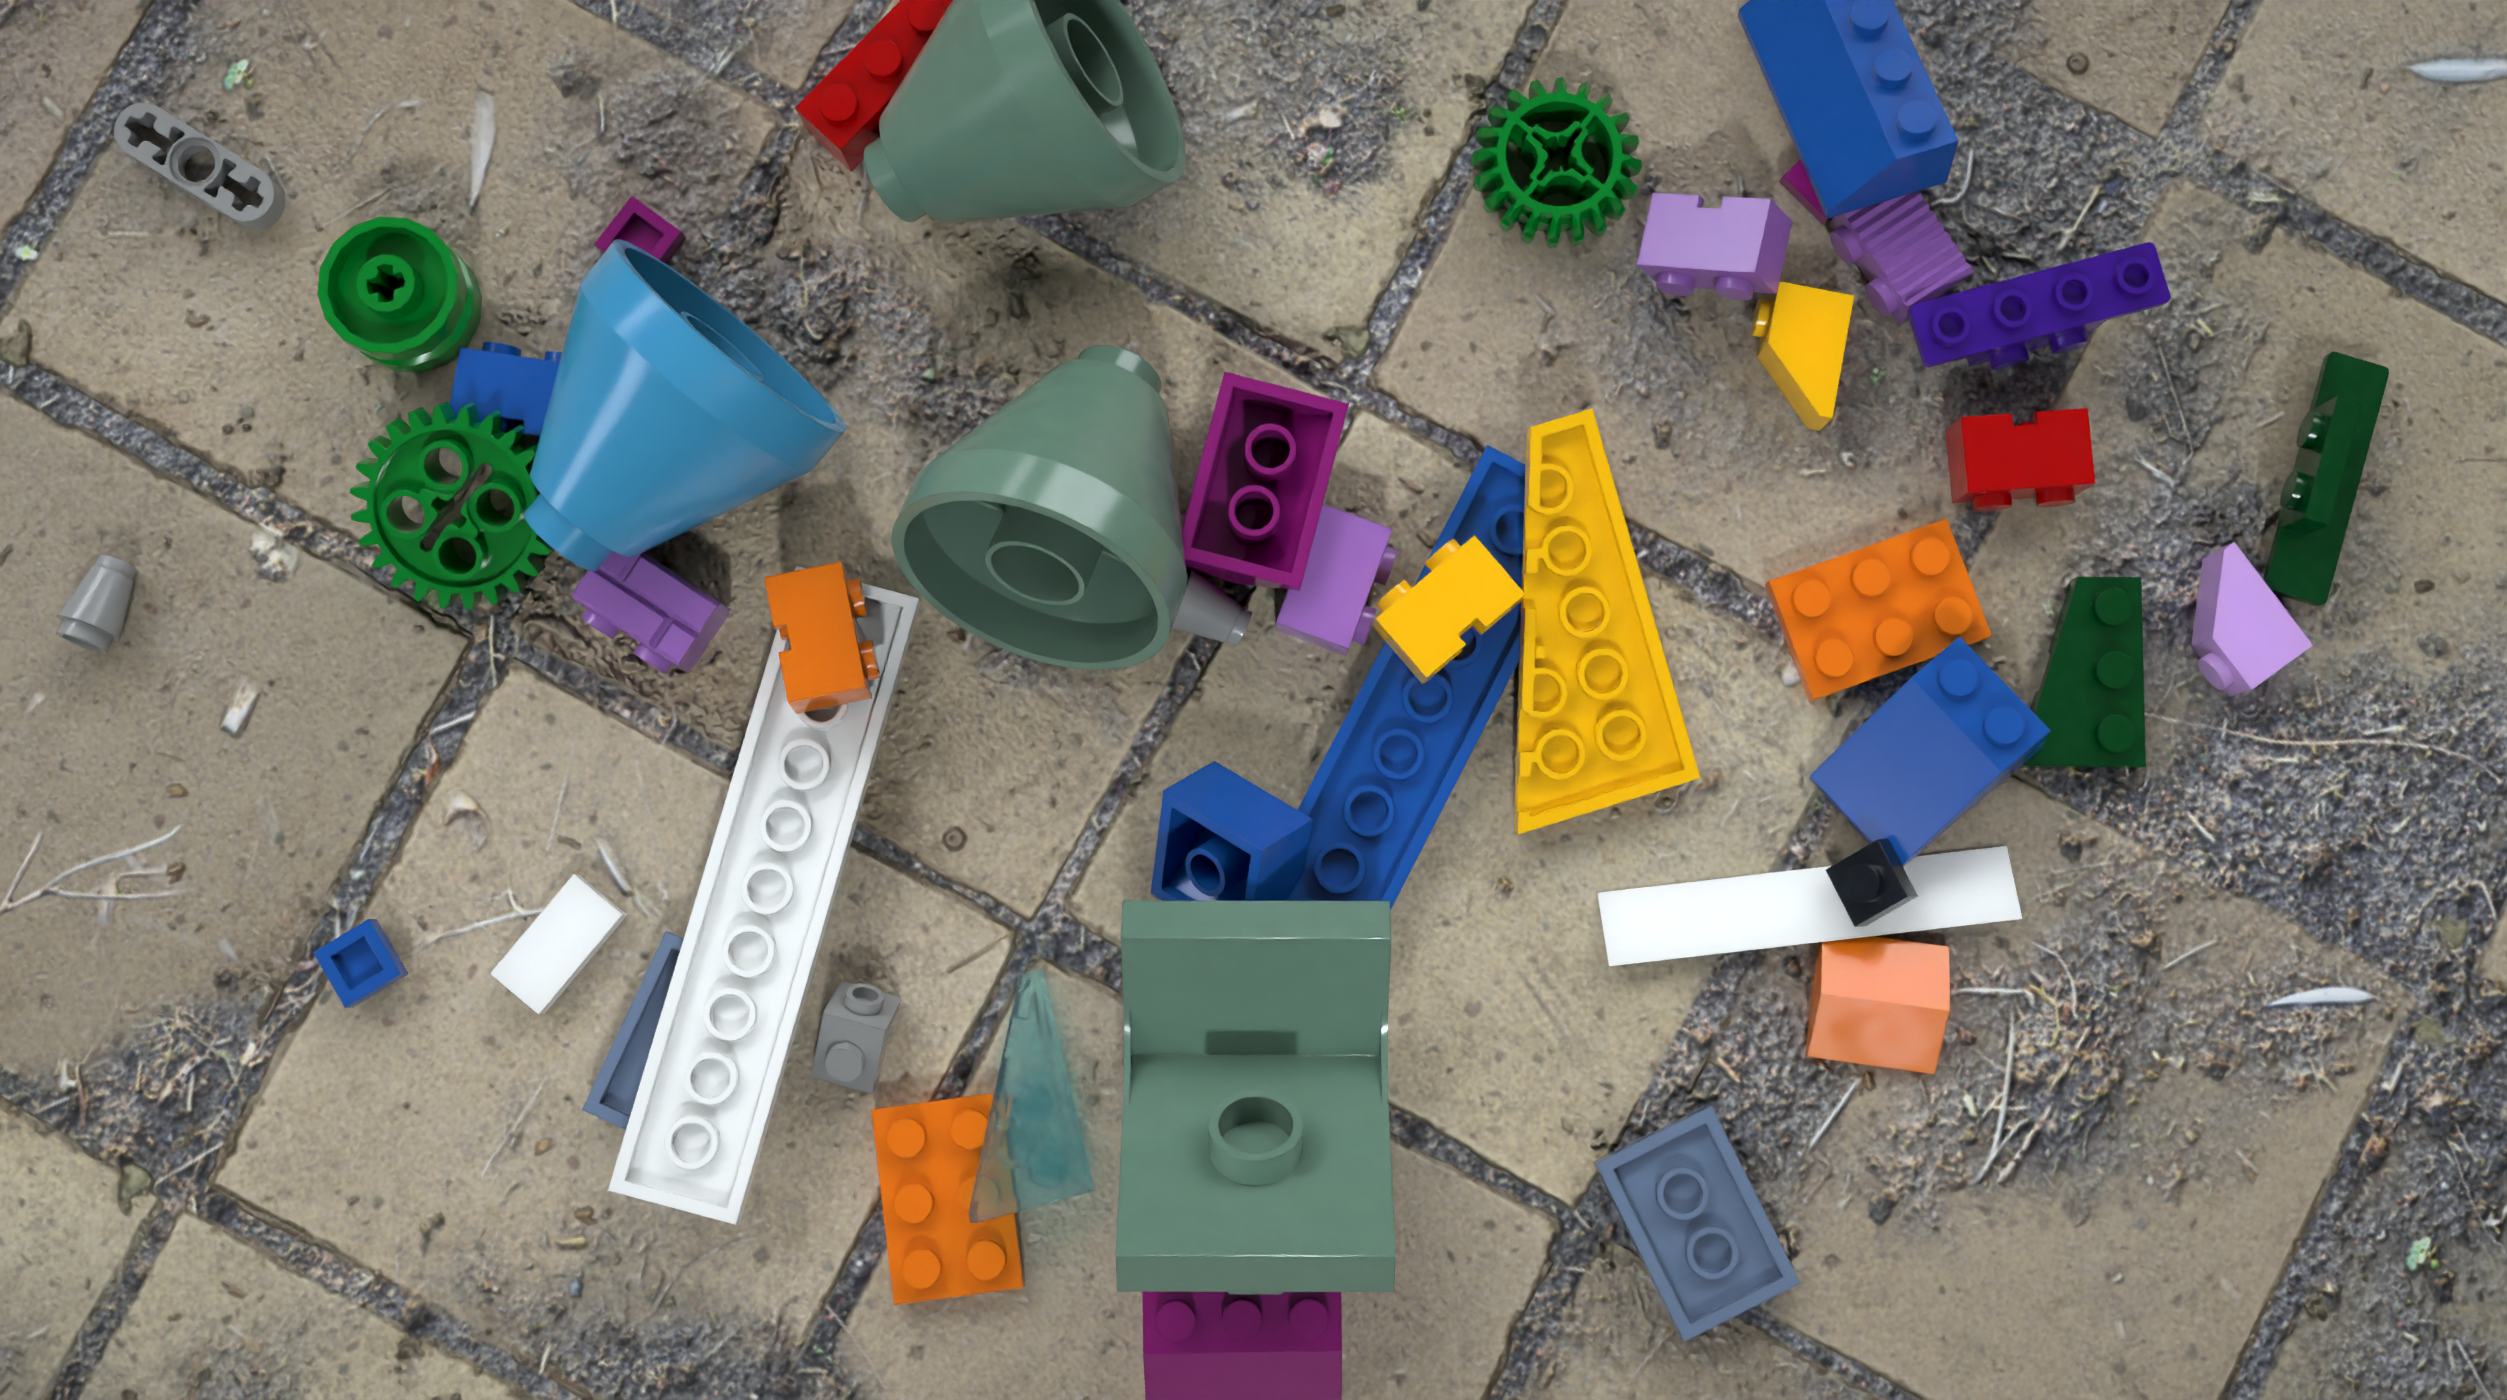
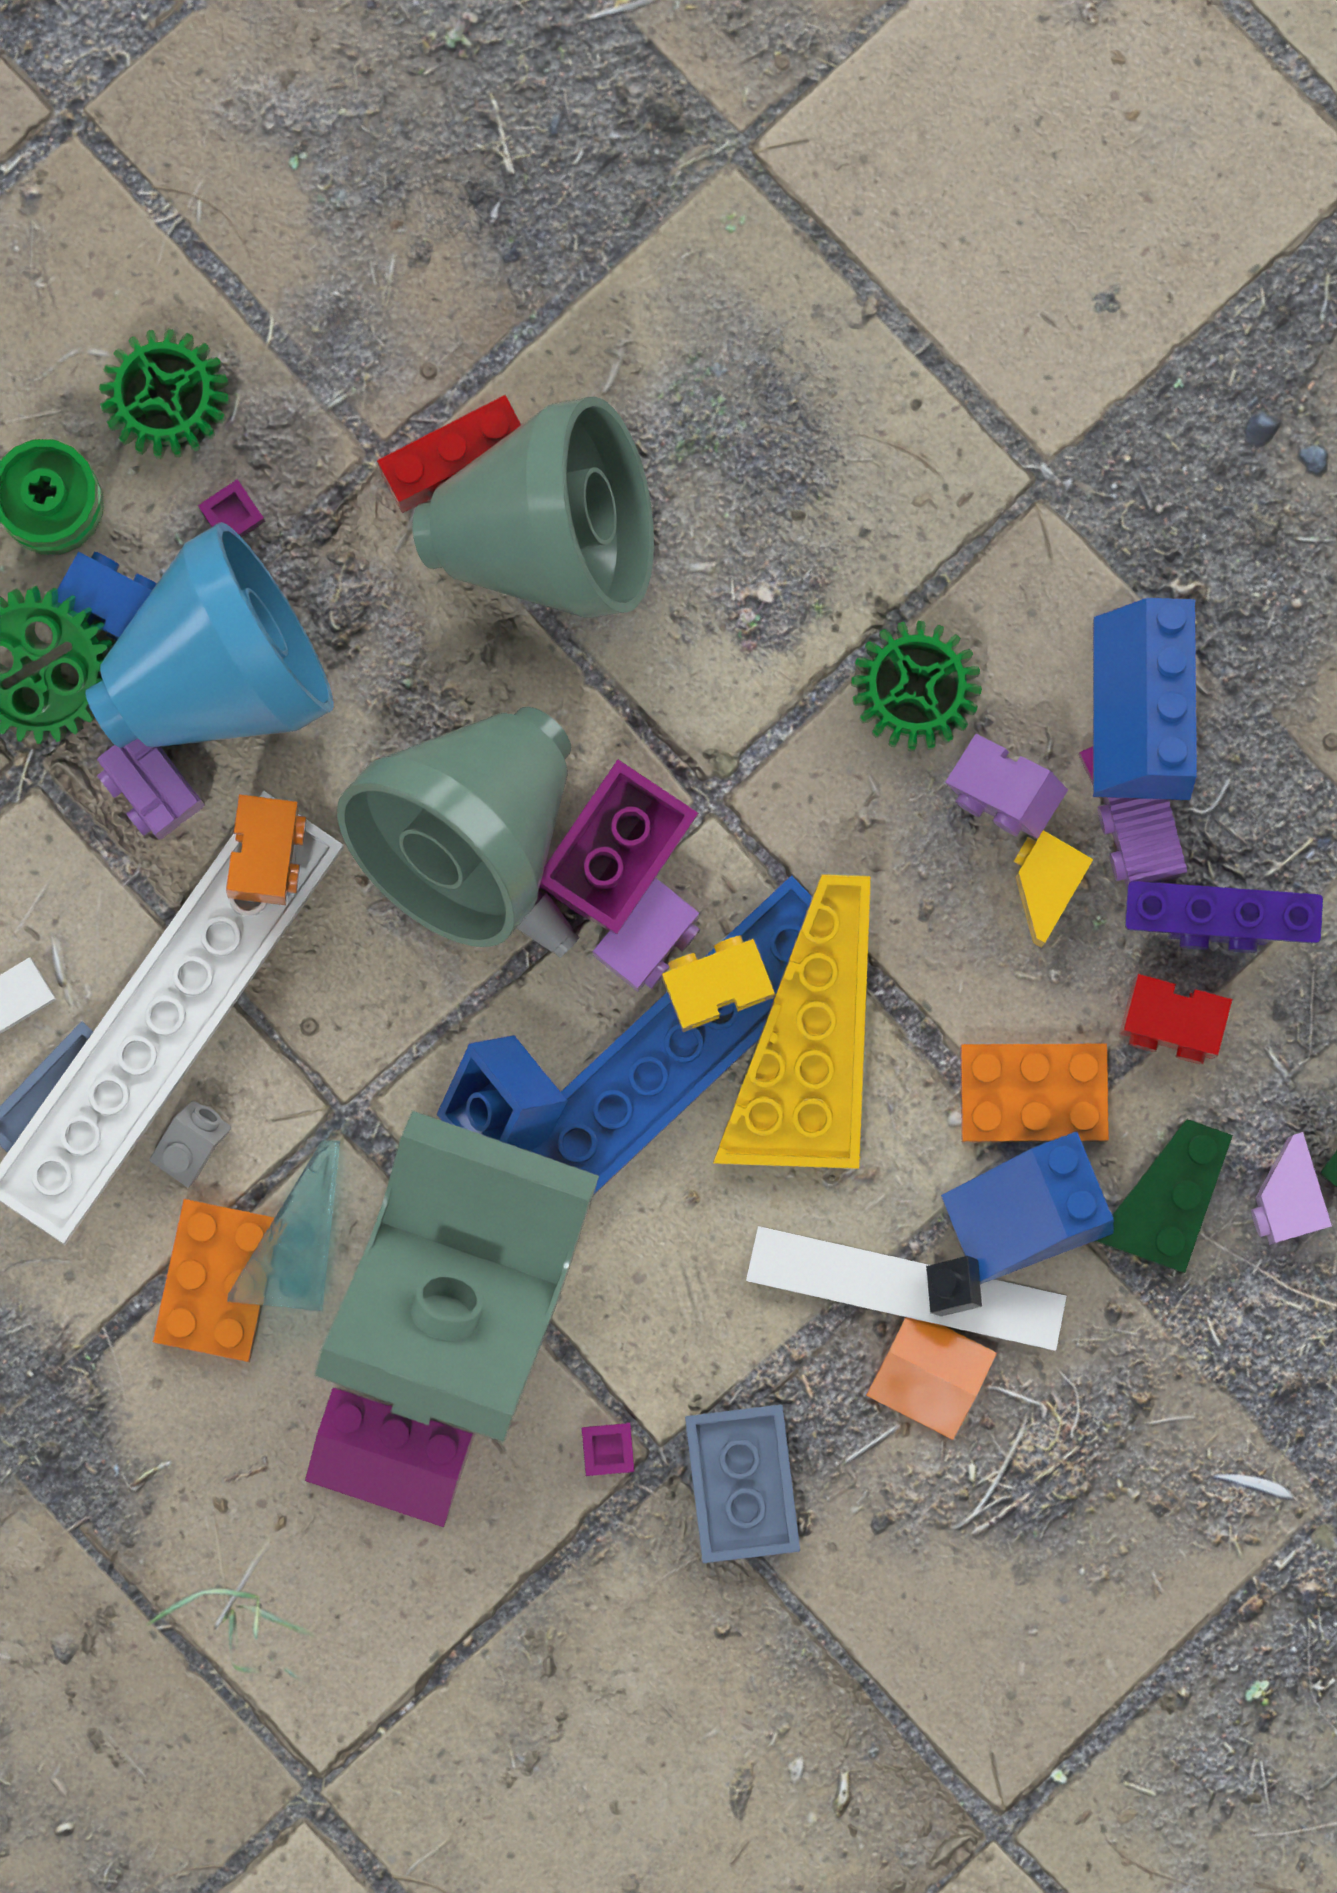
camera: 20 degrees right, 0 degrees up
(520, 102) = (144, 359): none -> green gear
(1512, 1237) = (608, 1449): none -> magenta tile

